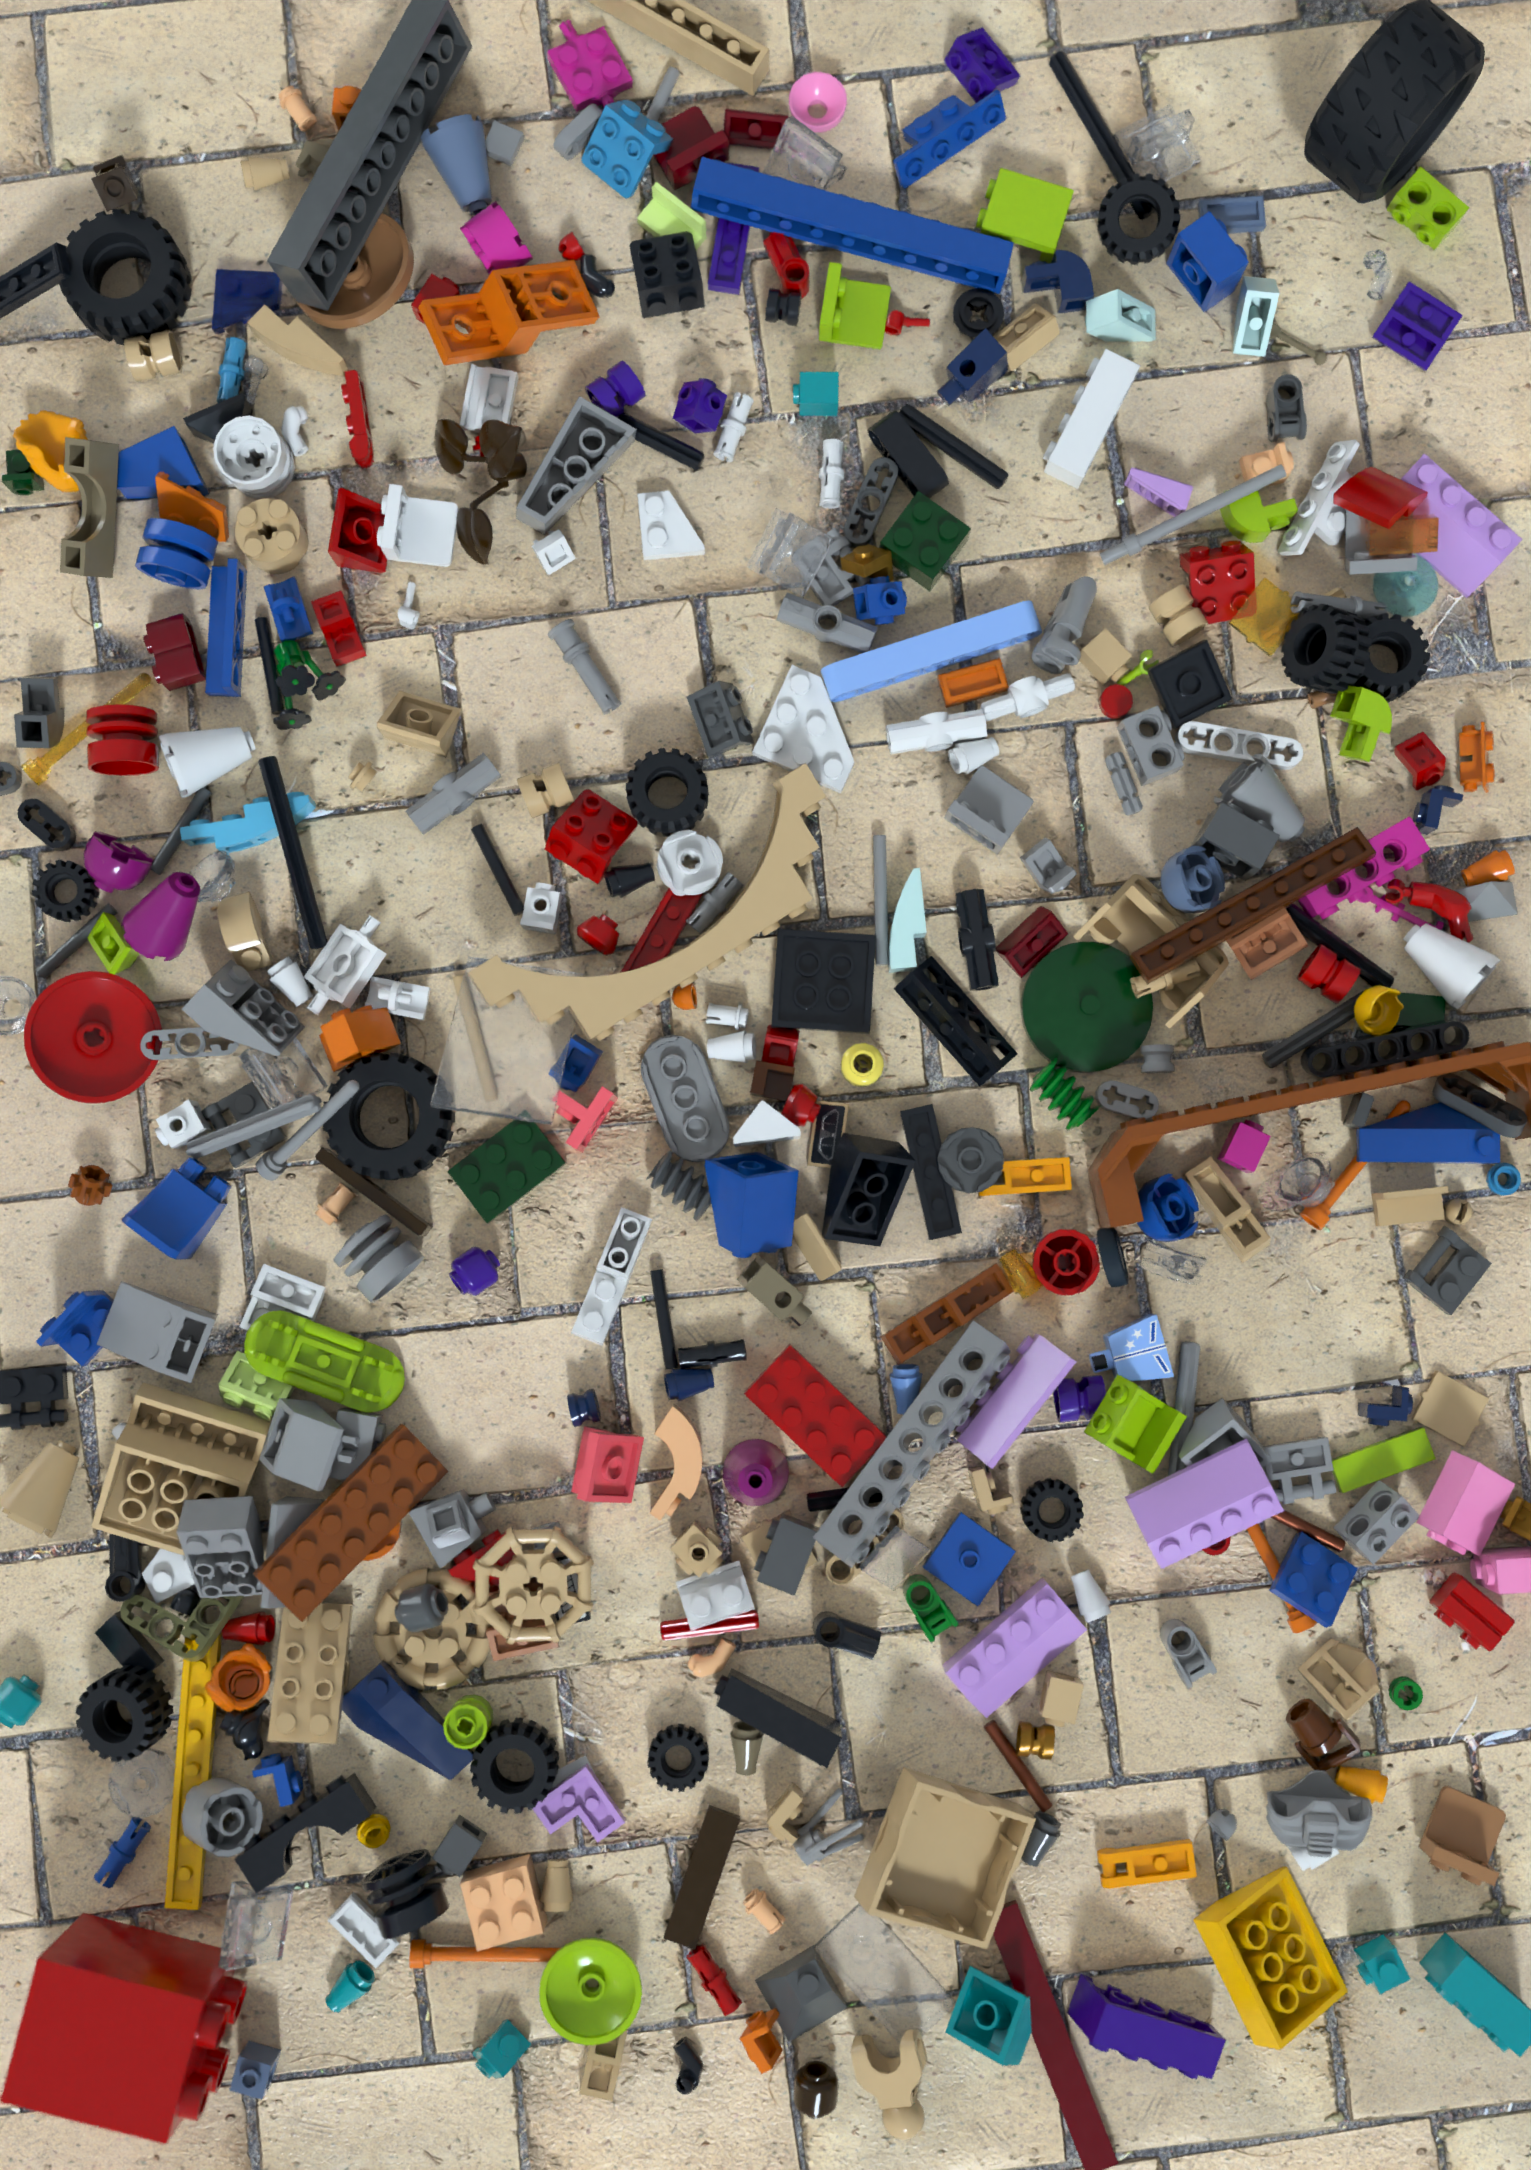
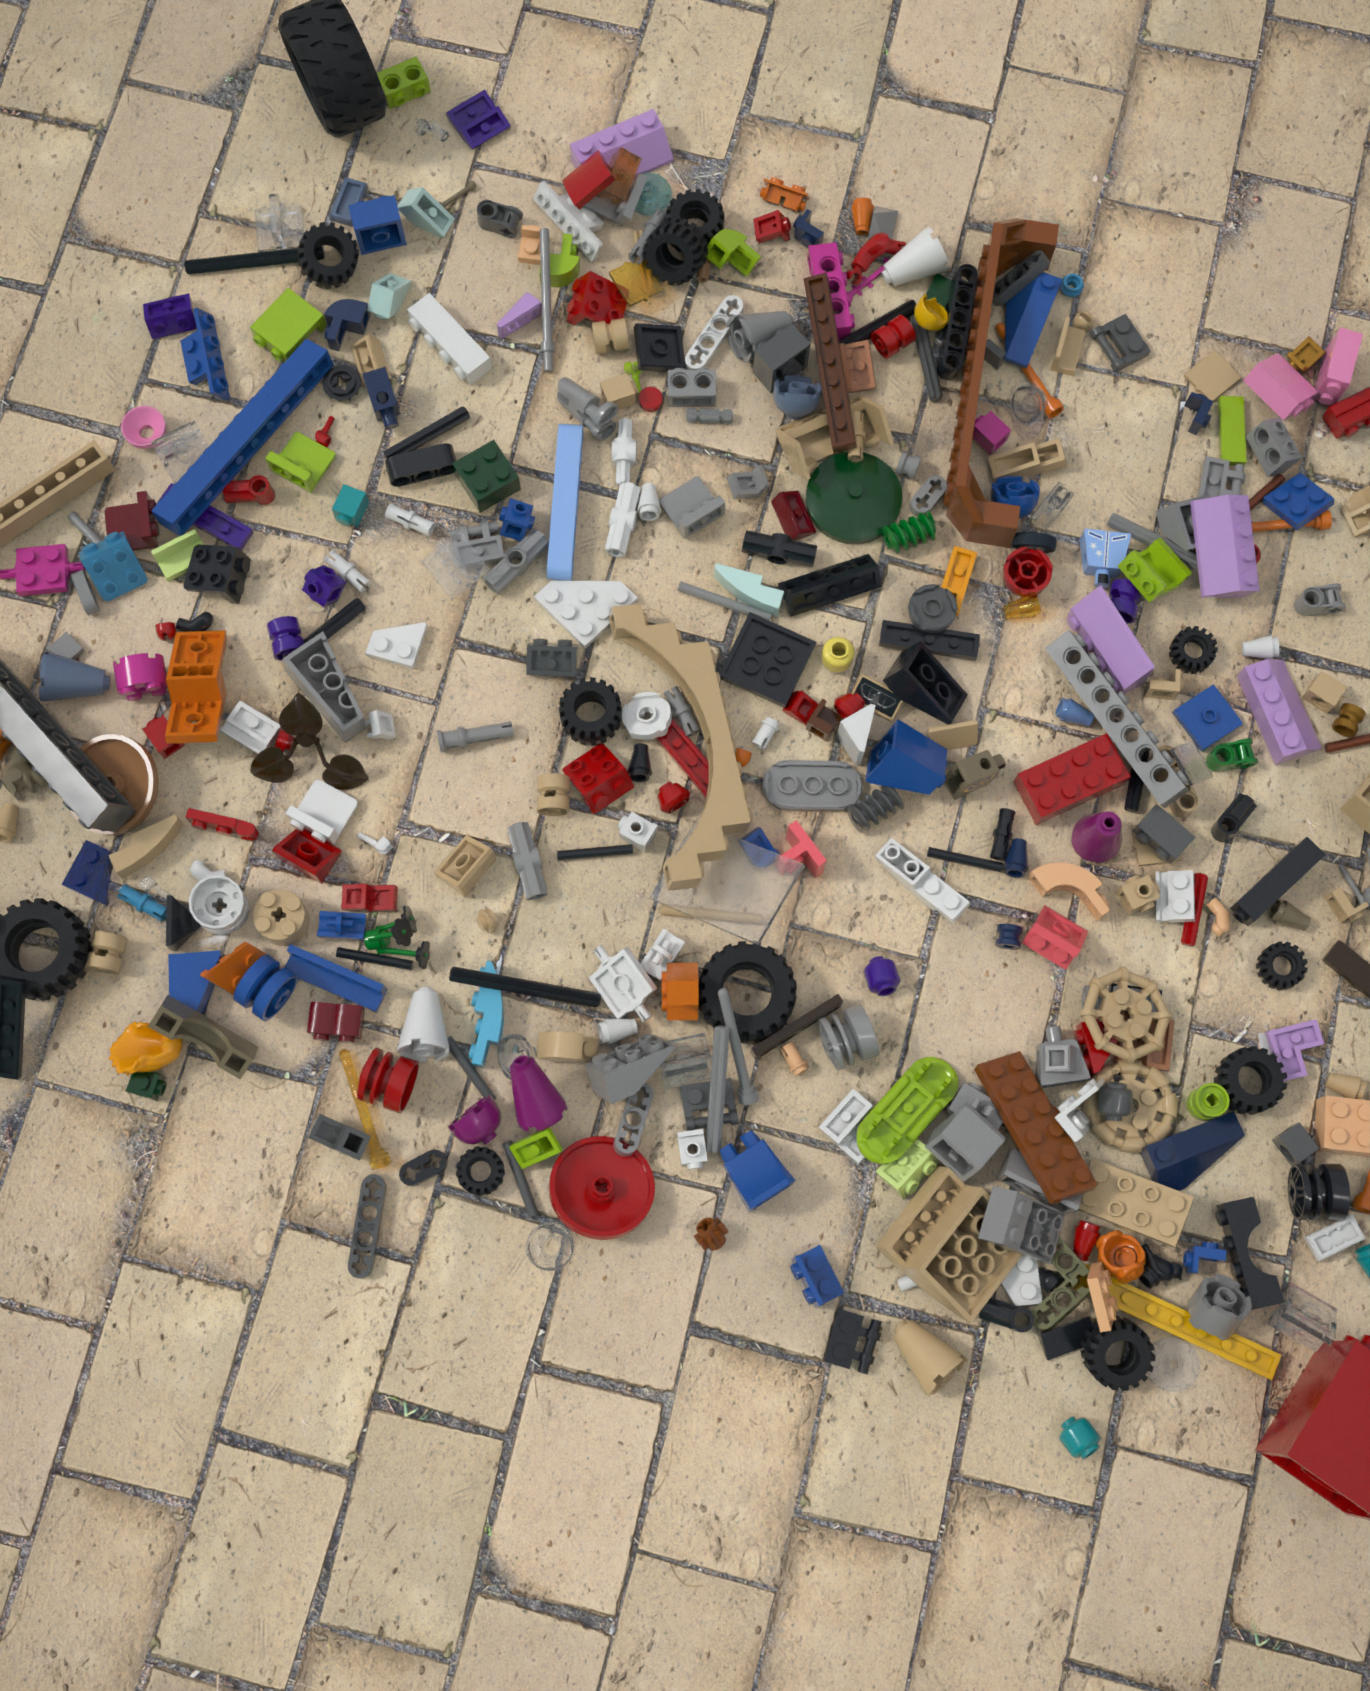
camera: 70 degrees left, 10 degrees down
(122, 1852) = (1219, 1399): blue pin -> none
(157, 1331) = (841, 1221): light grey slope -> none
(173, 1672) = (1103, 1302): none -> light nougat plate
(373, 1831) = (1265, 1203): yellow plate -> none
(384, 1563) = (1075, 1121): none -> white bracket
(506, 1168) = (814, 928): dark green plate -> none
(733, 1047) = (790, 736): white cone -> none
(753, 128) = (140, 476): dark red slope -> none
(783, 307) = (277, 505): black wheel -> none
(868, 561) = (486, 515): pearl gold bracket -> none
(871, 479) = (440, 492): dark grey beam -> none
(947, 1314) = (1032, 667): dark orange slope -> none
(972, 682) = (597, 485): orange tile -> none

